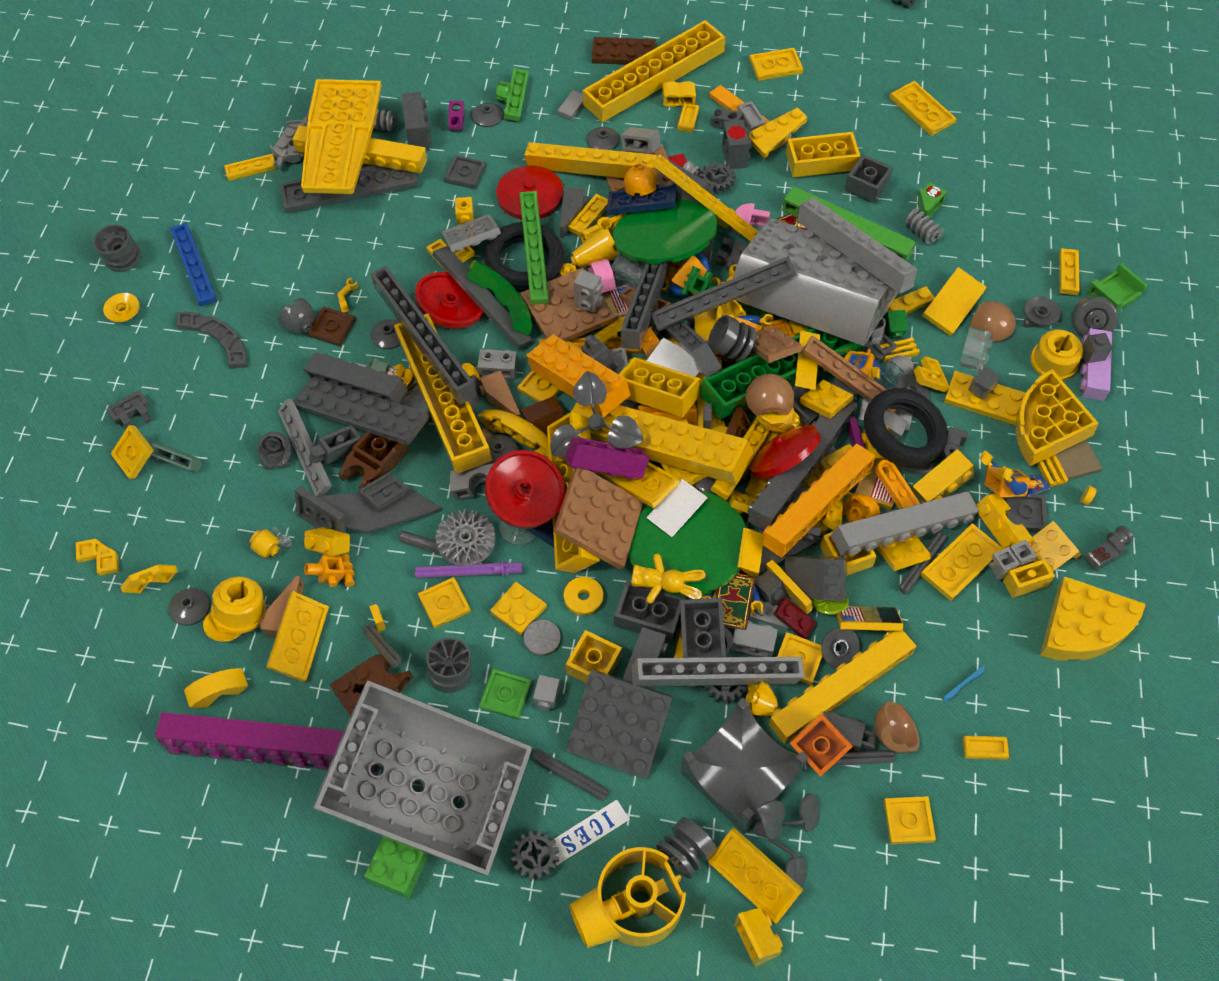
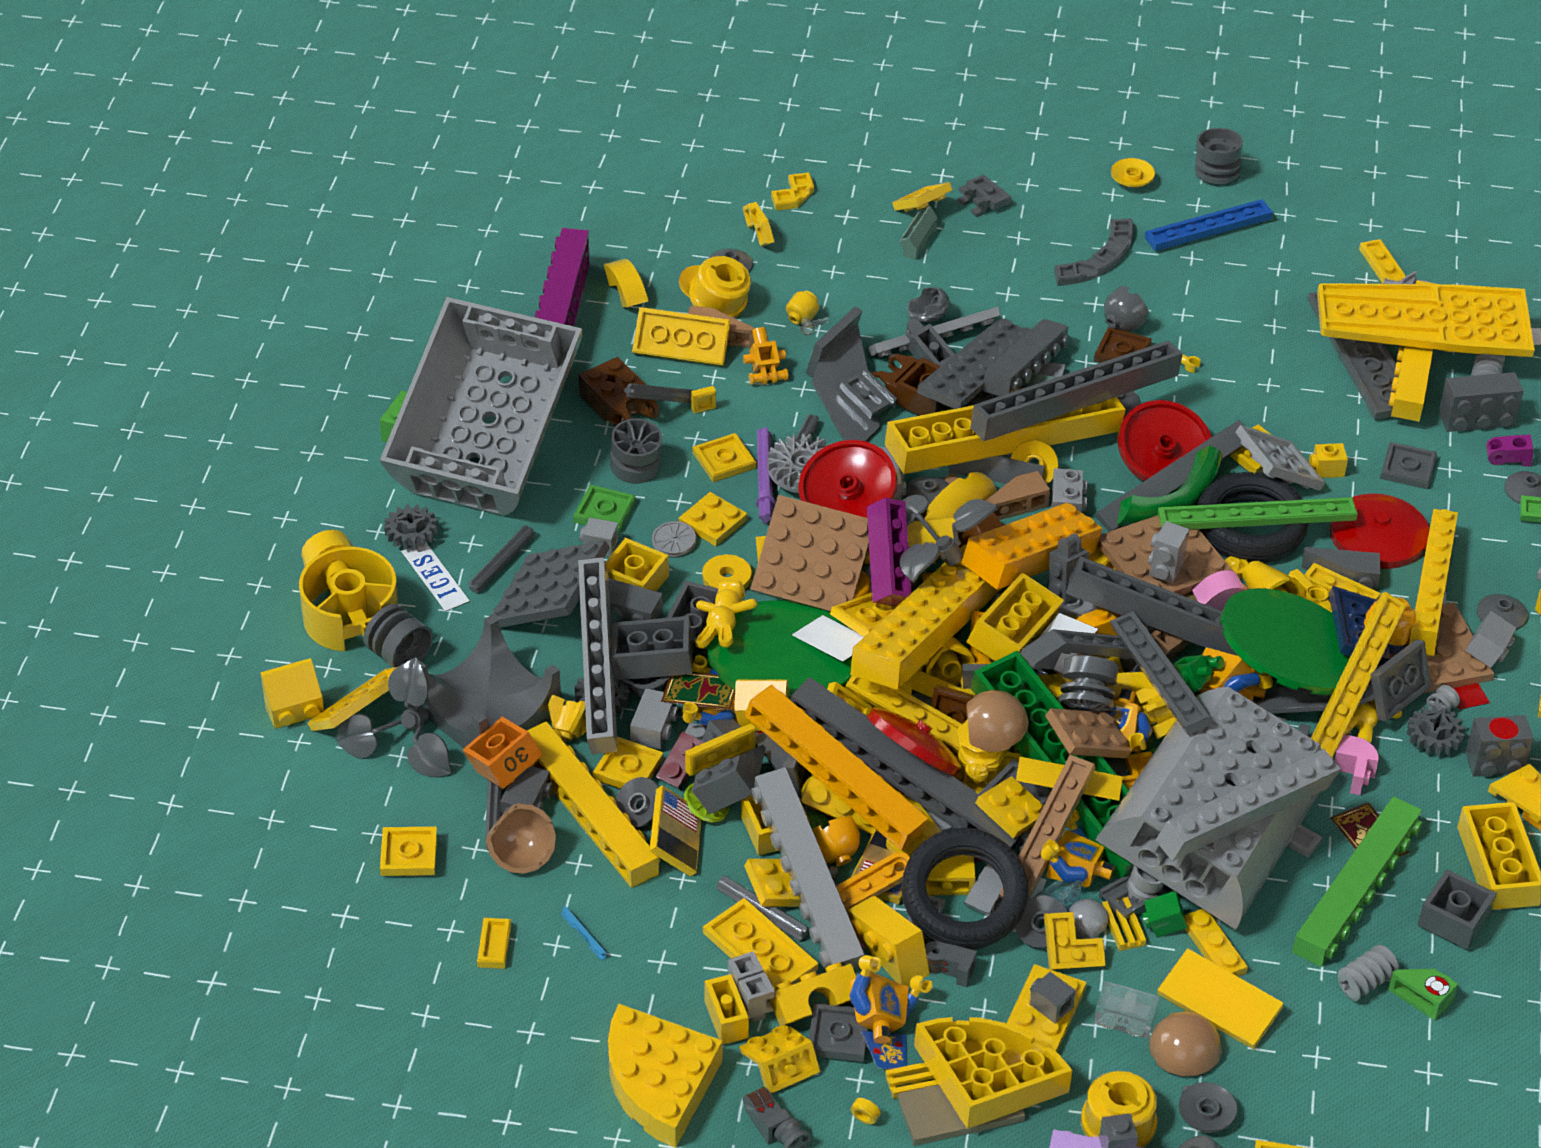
camera: 90 degrees right, 15 degrees down
(327, 541) = (795, 347): yellow brick -> none

